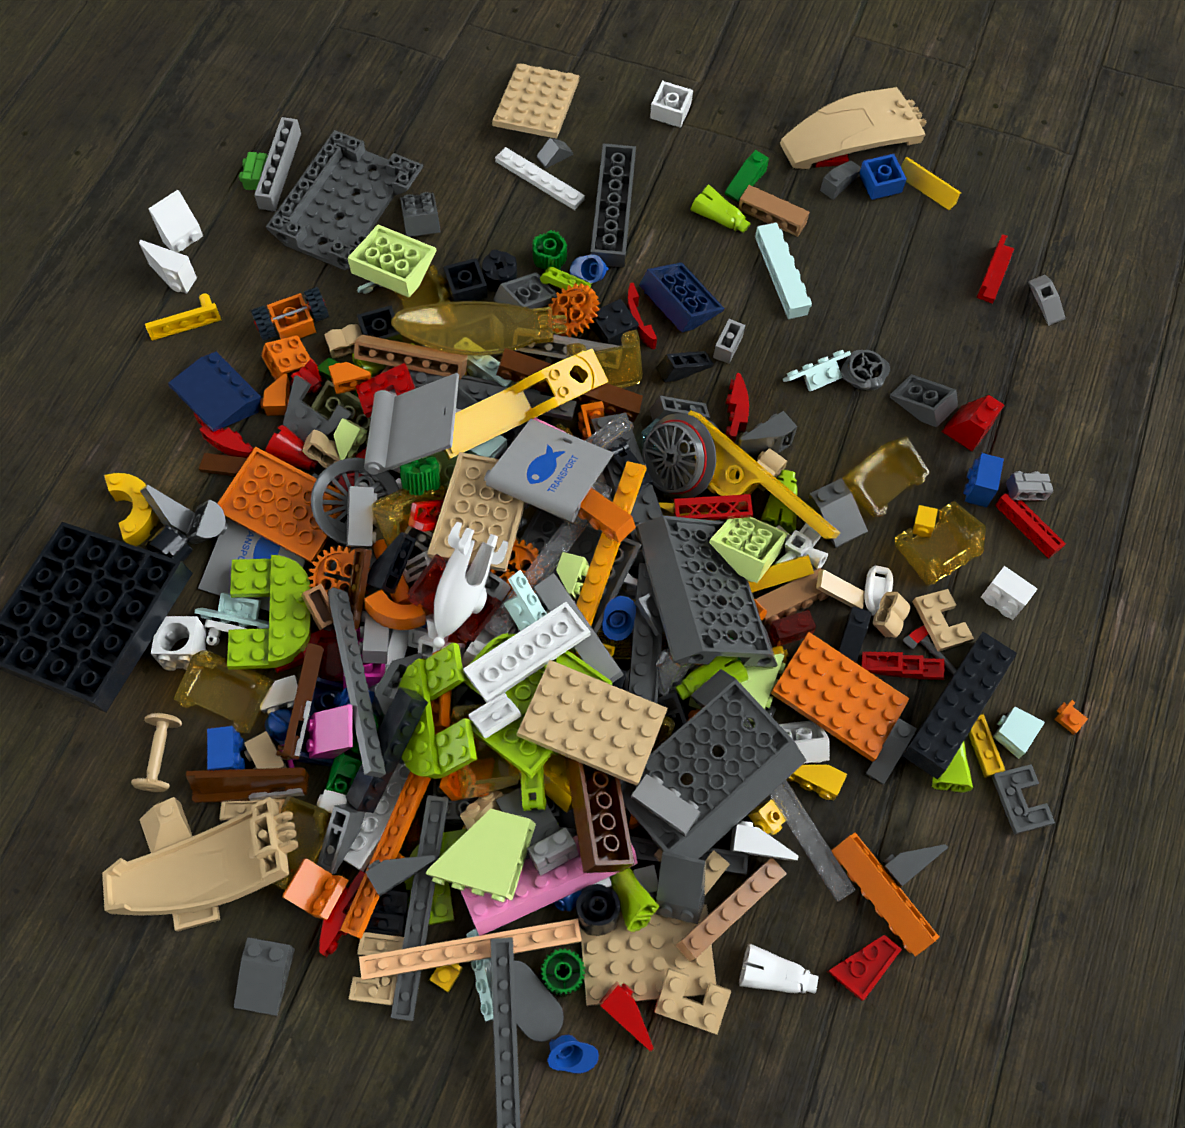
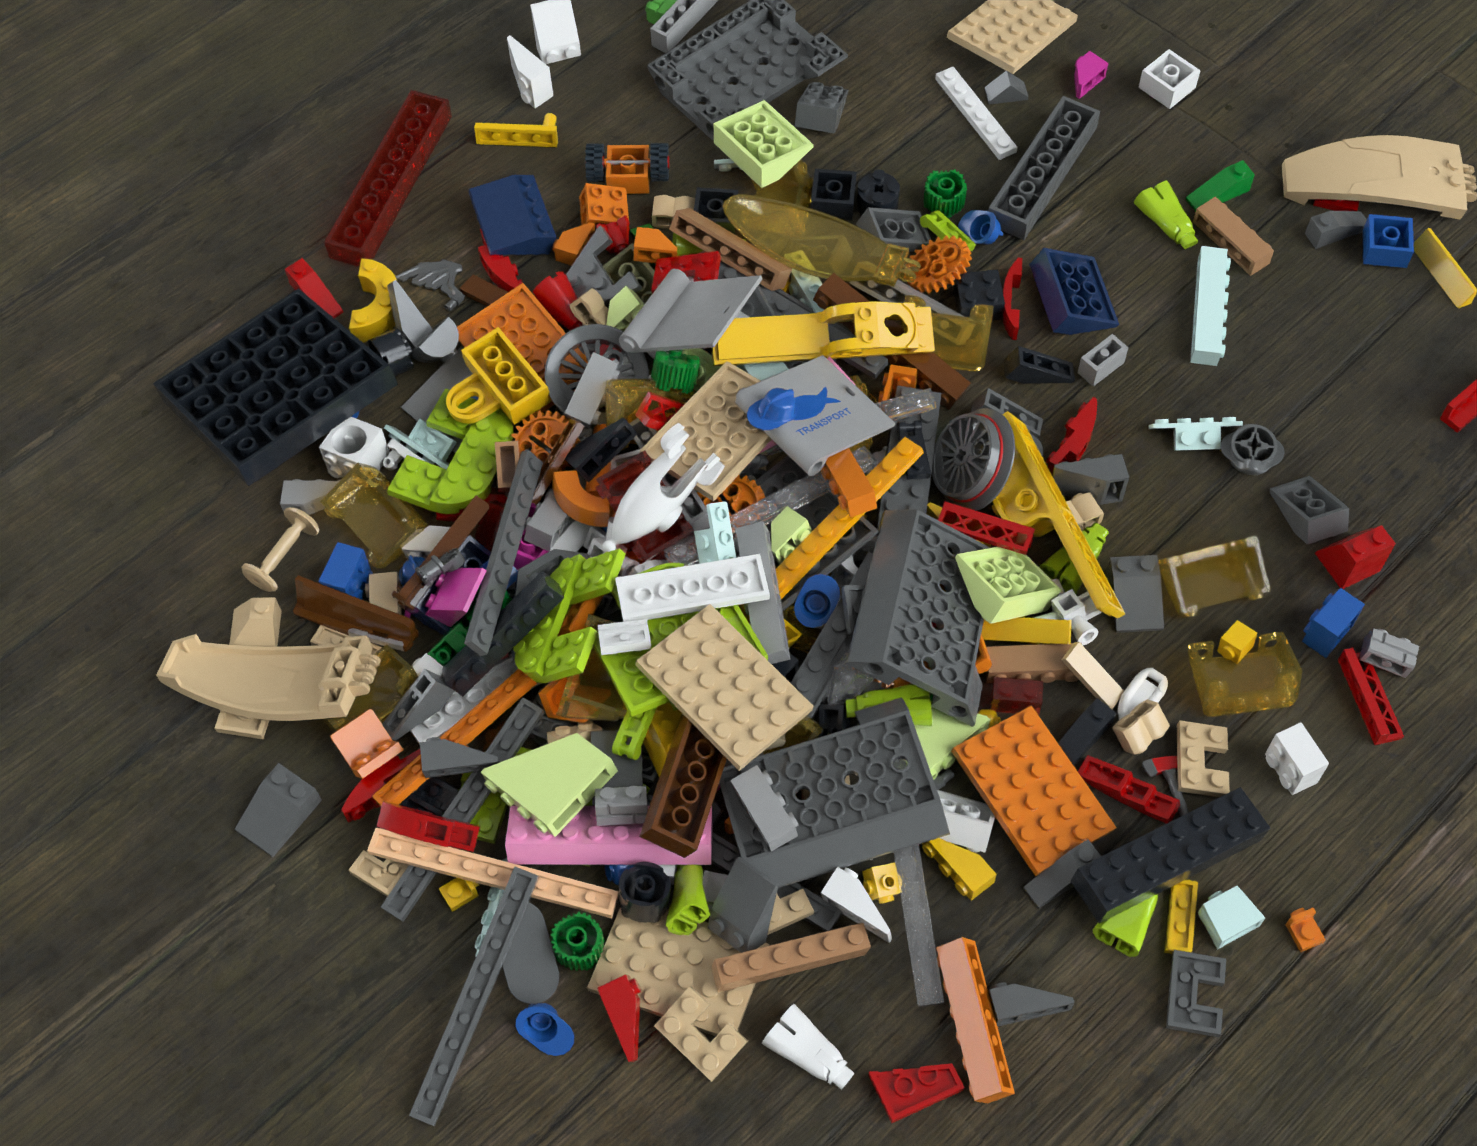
camera: 30 degrees right, 5 degrees down
(61, 510) = (305, 278): none -> red slope
(92, 398) = (388, 178): none -> clear red brick
(157, 696) = (305, 494): none -> light grey slope
(174, 464) = (434, 276): none -> dark grey animal
(276, 536) = (499, 380): none -> yellow brick
(307, 714) = (448, 562): none -> dark grey connector
(400, 938) = (428, 827): none -> red slope
(521, 480) = (773, 410): none -> blue piece
(609, 117) = (1088, 73): none -> dark pink slope

